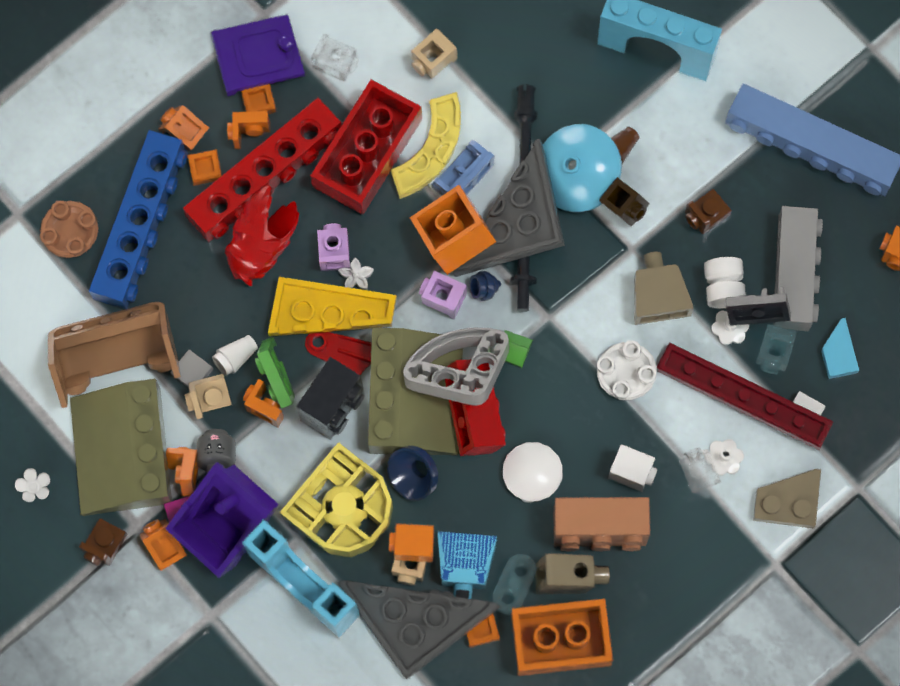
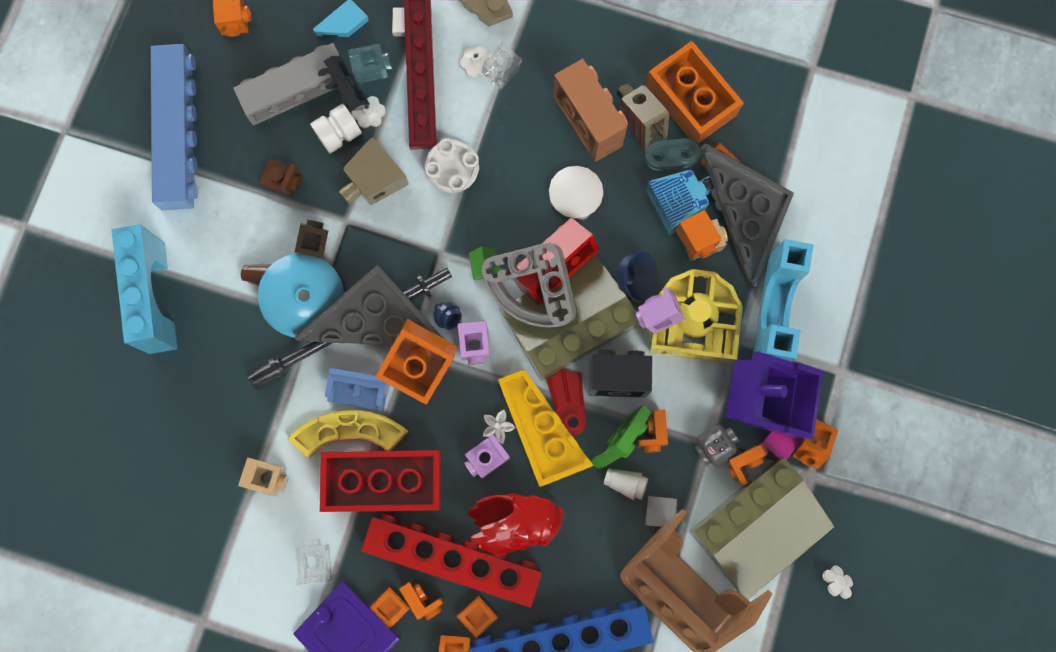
camera: 125 degrees left, 5 degrees up
(103, 543) = (846, 492): reddish brown bracket -> none
(207, 395) = (675, 483): tan bracket -> none
(363, 462) = (660, 312): none -> lavender brick
(632, 468) = (530, 115): white brick -> none

